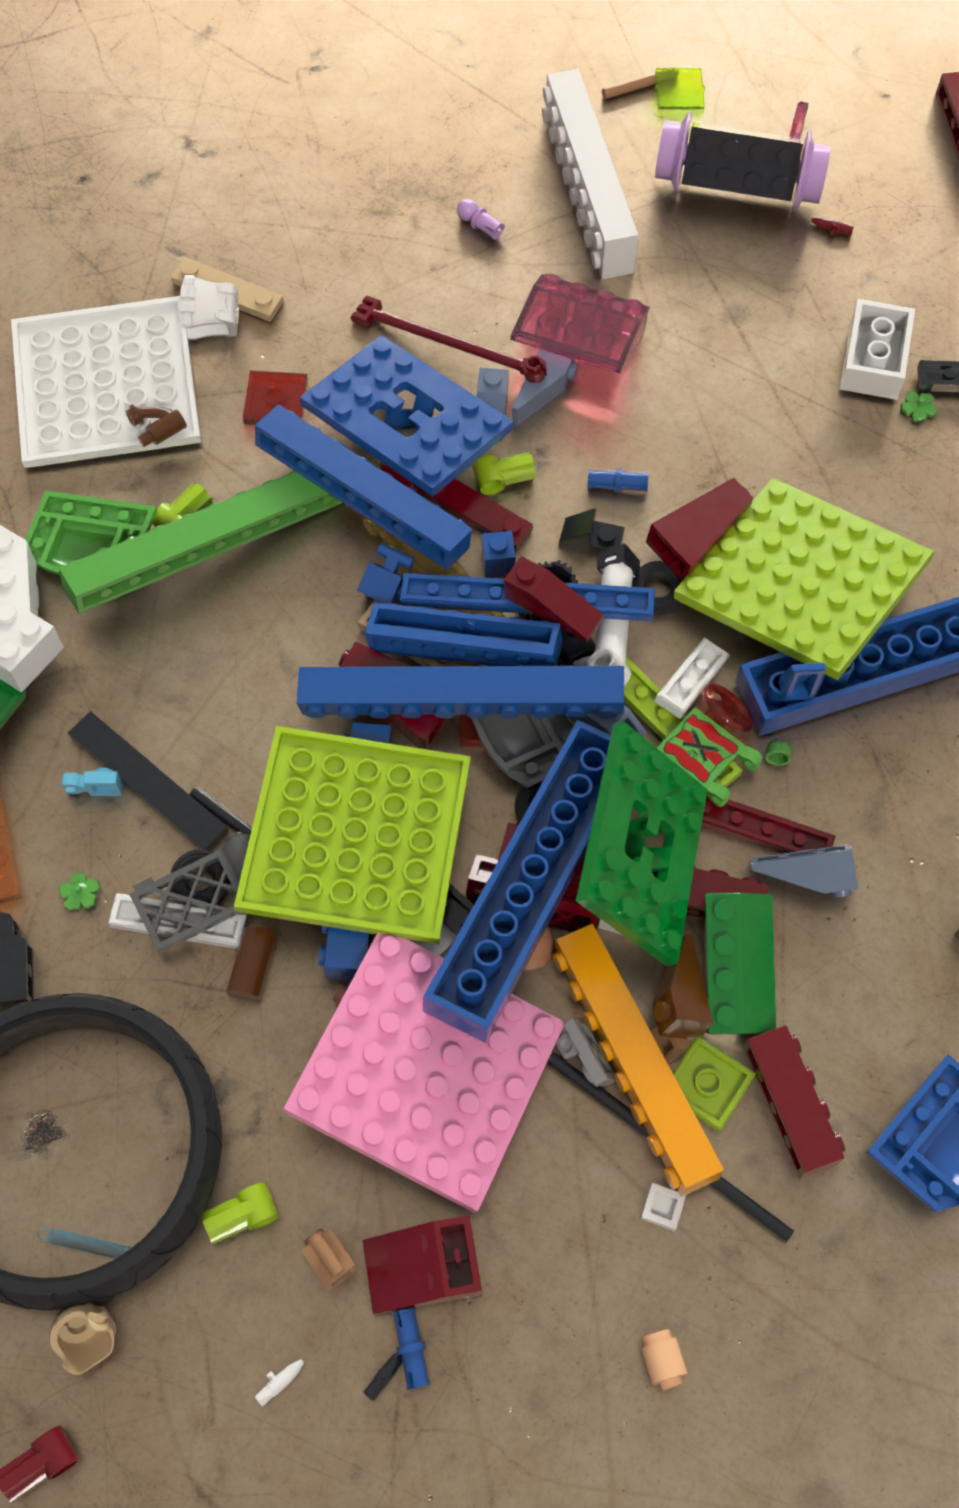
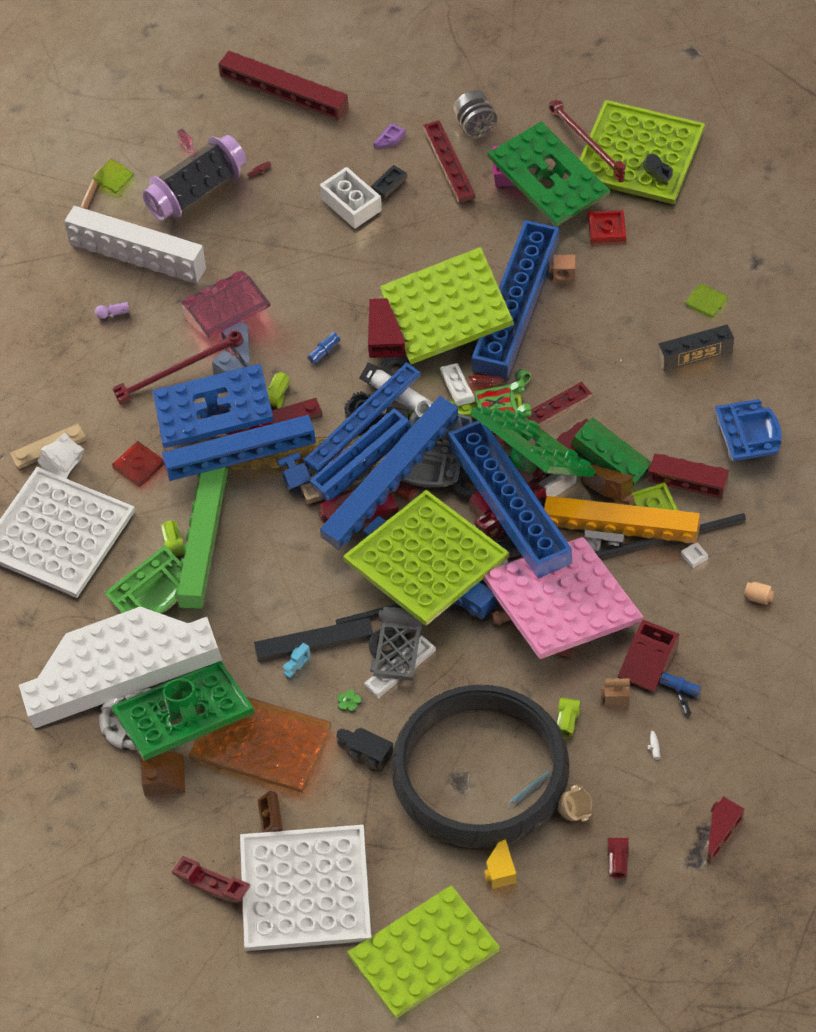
camera: 50 degrees left, 10 degrees down
(166, 426) = (118, 515): reddish brown plant -> none
(252, 963) = (448, 647): reddish brown brick -> none
(498, 554) = (322, 420): blue brick -> none
(550, 599) = (376, 404): dark red slope -> none
(587, 535) = (342, 378): black slope -> none
(801, 681) = (504, 337): blue slope -> none
(817, 869) = (594, 394): sand blue slope -> none
(919, 407) = (392, 204): bright green plant -> none

